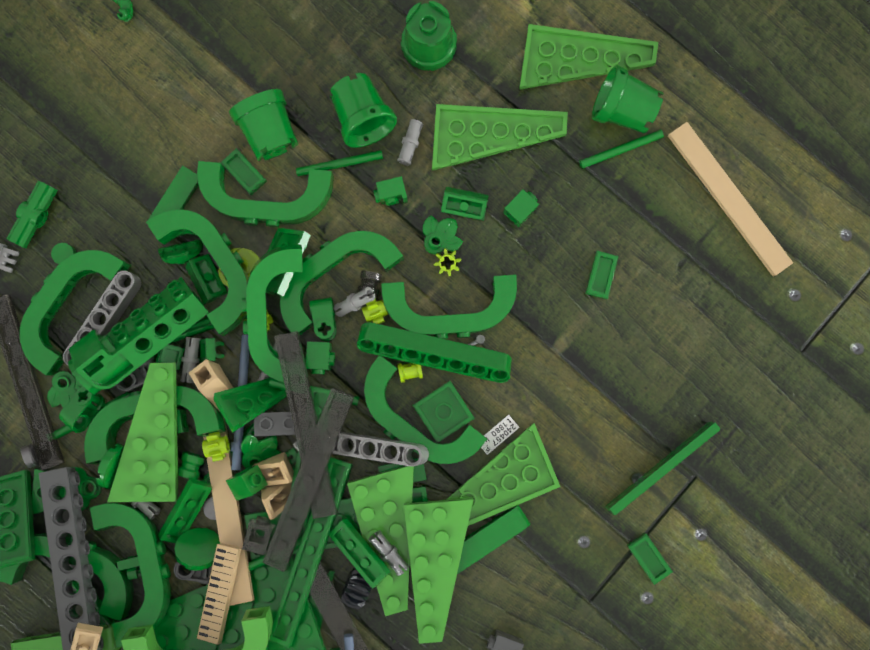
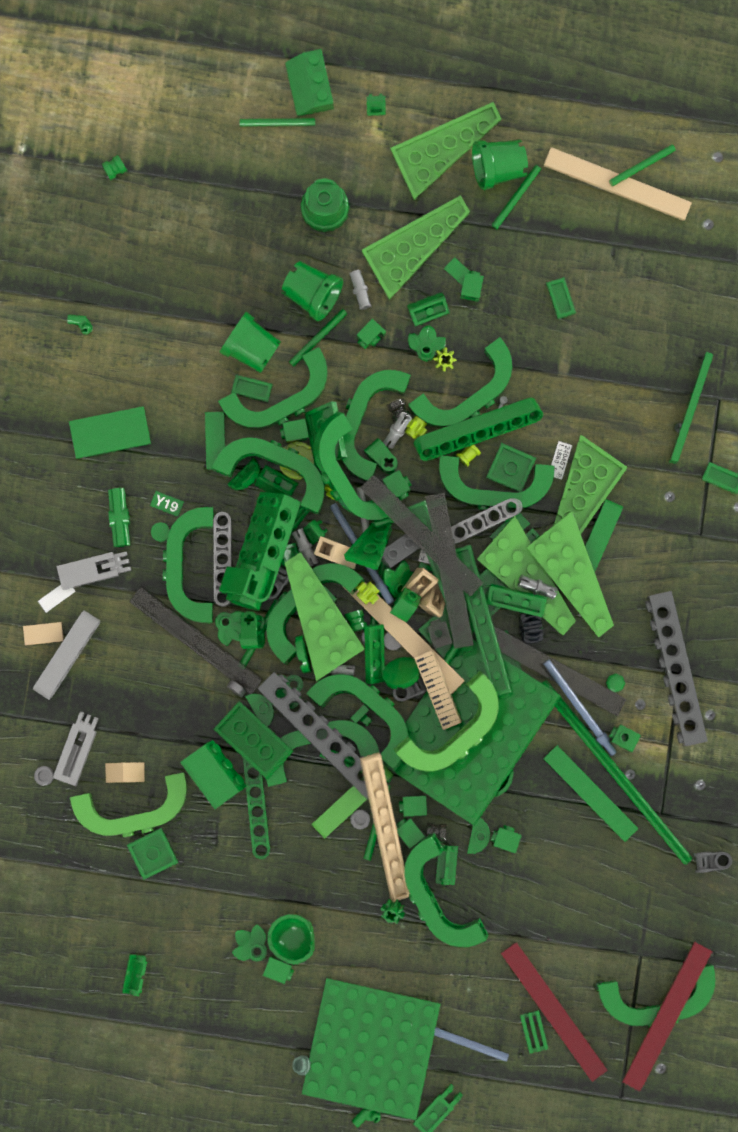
camera: 35 degrees left, 0 degrees up
(80, 127) = (110, 432): none -> green tile
(89, 230) = (166, 503): none -> green sticker
(255, 239) = (294, 431): none -> green brick
(517, 182) = (456, 270): none -> green sticker
(766, 195) = (642, 165): none -> green bar

